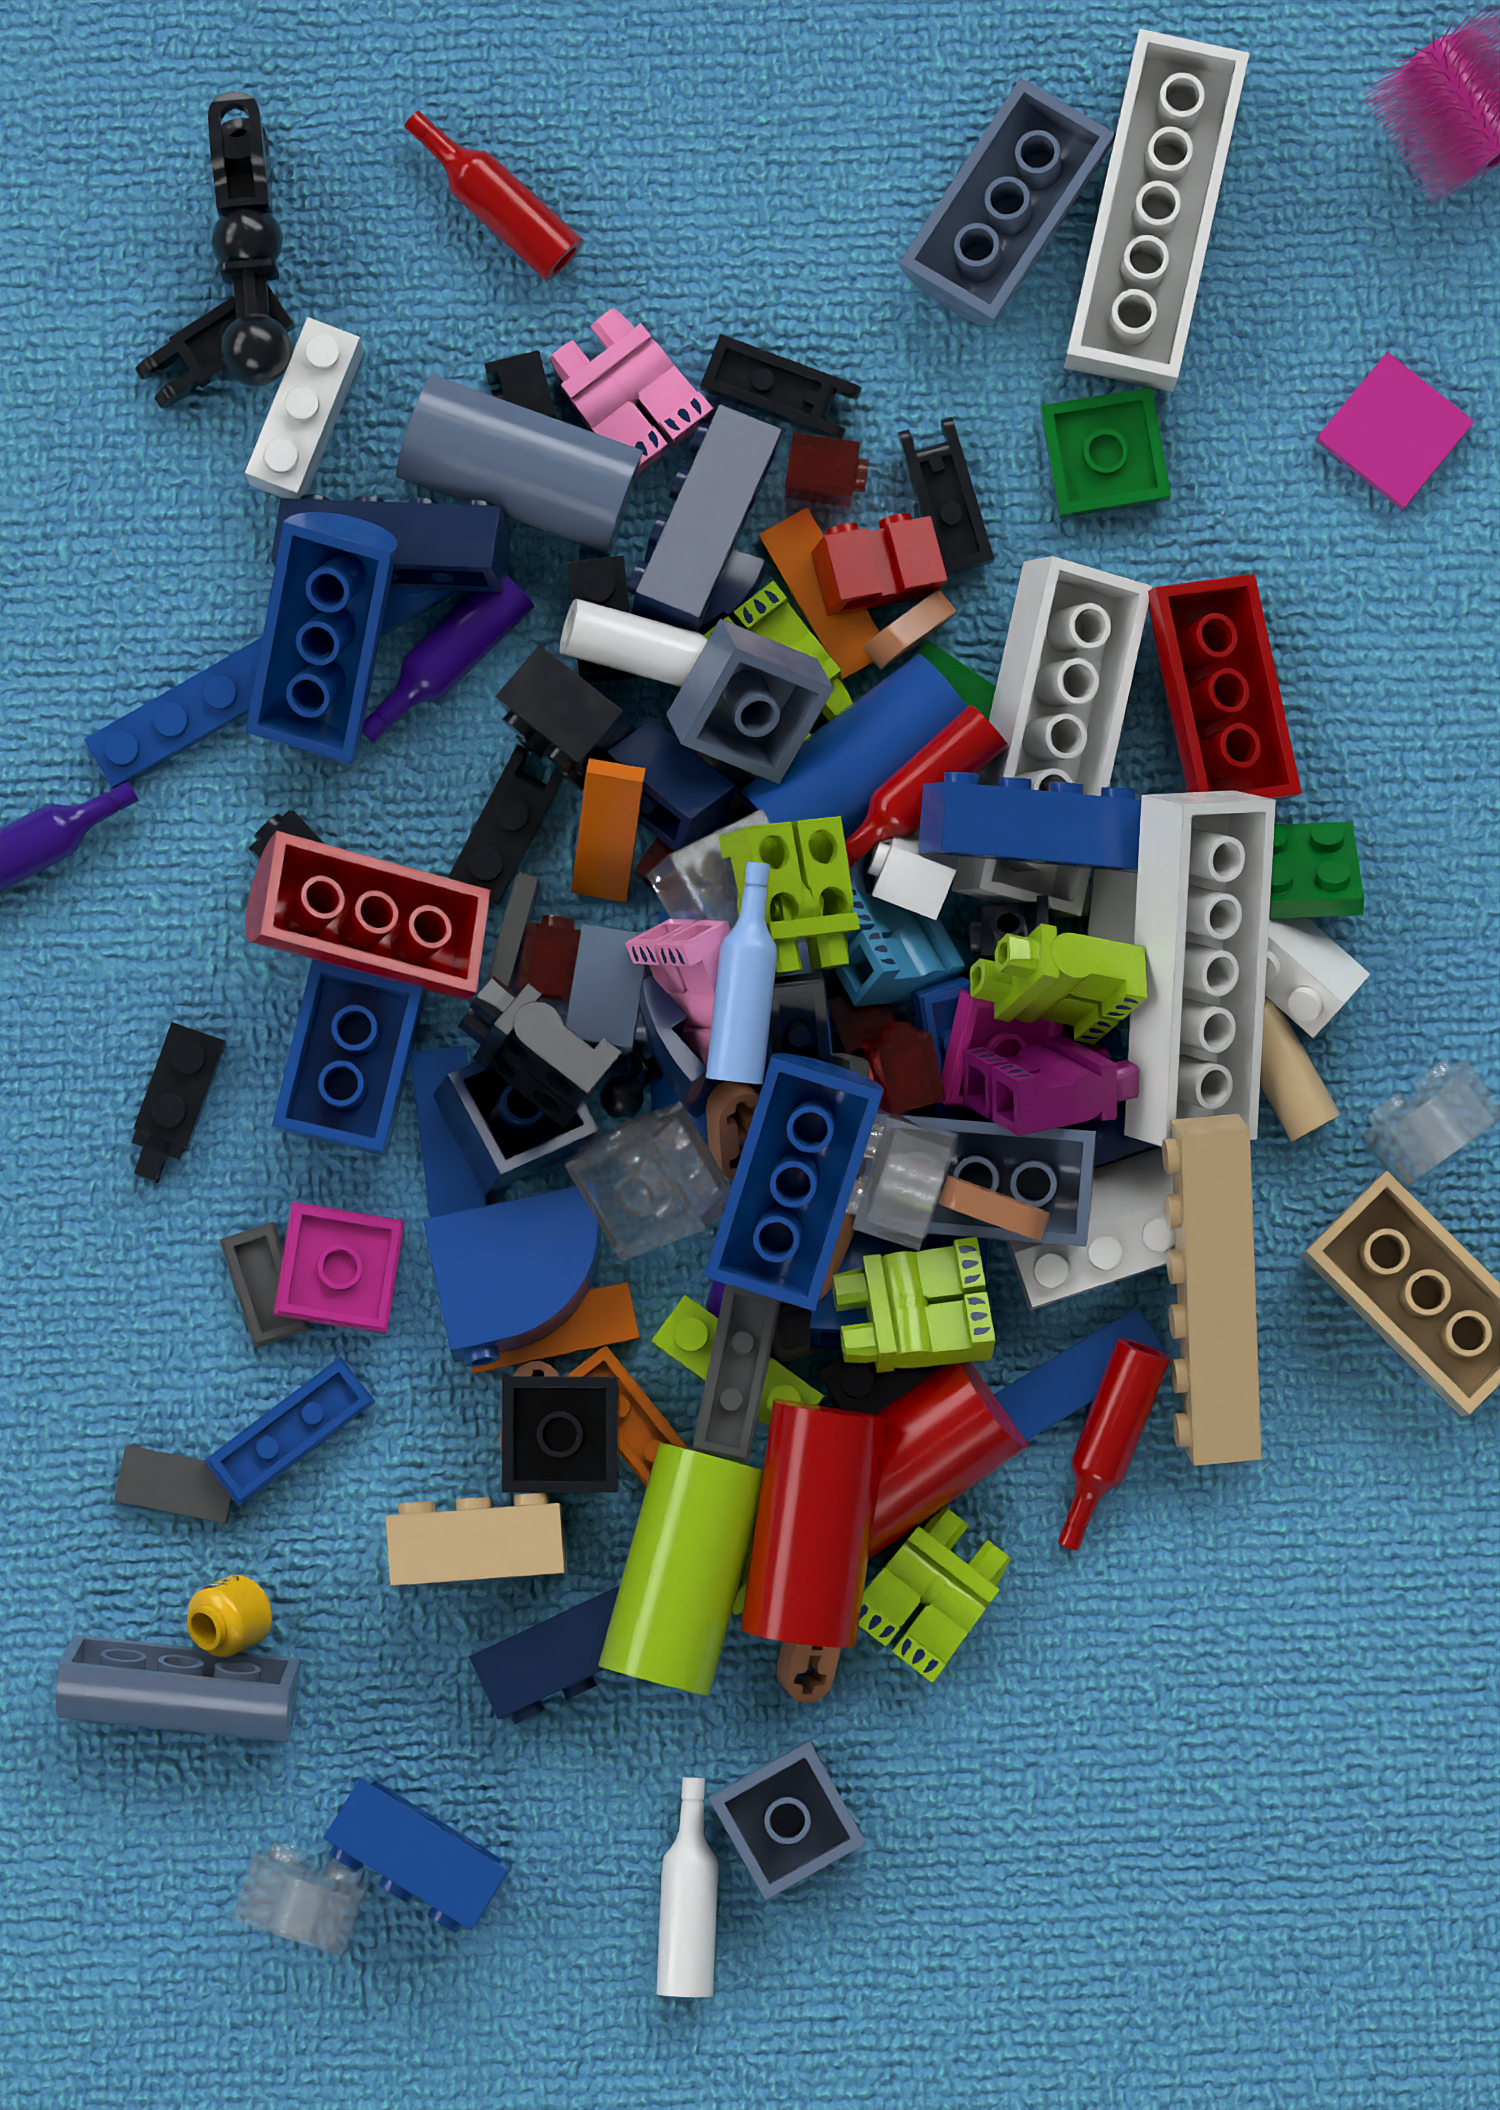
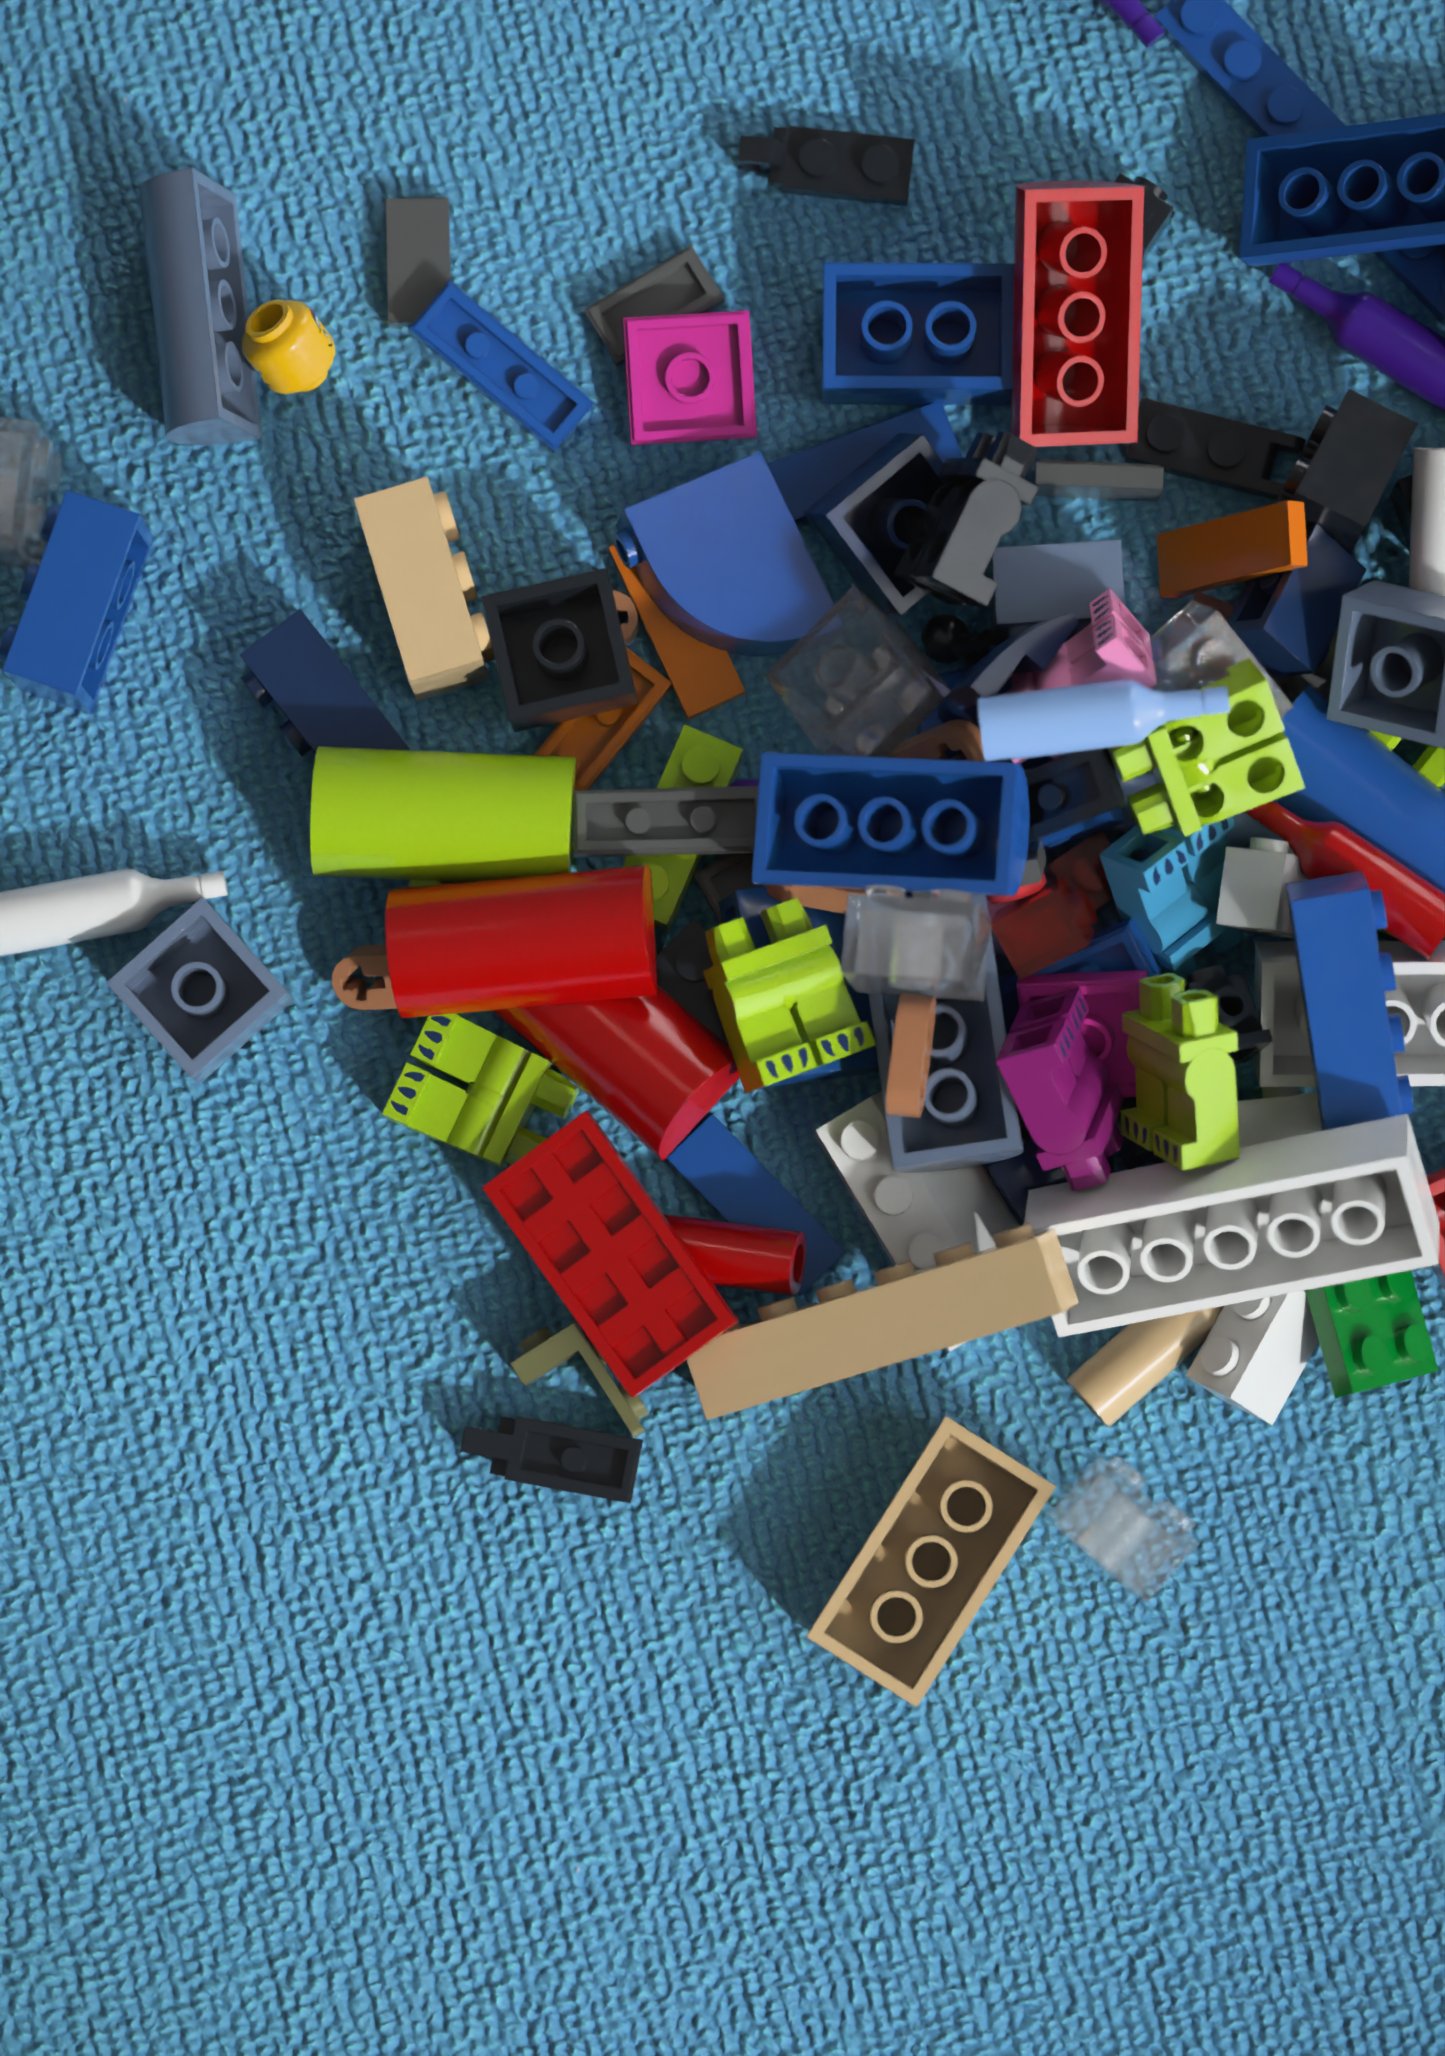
camera: 85 degrees right, 0 degrees up
(550, 957) = (1078, 517): clear red brick -> none
(1102, 1509) = (610, 1254): none -> red plate
(1169, 1586) = (547, 1351): none -> olive bracket
(1261, 1596) = (559, 1456): none -> black hinge

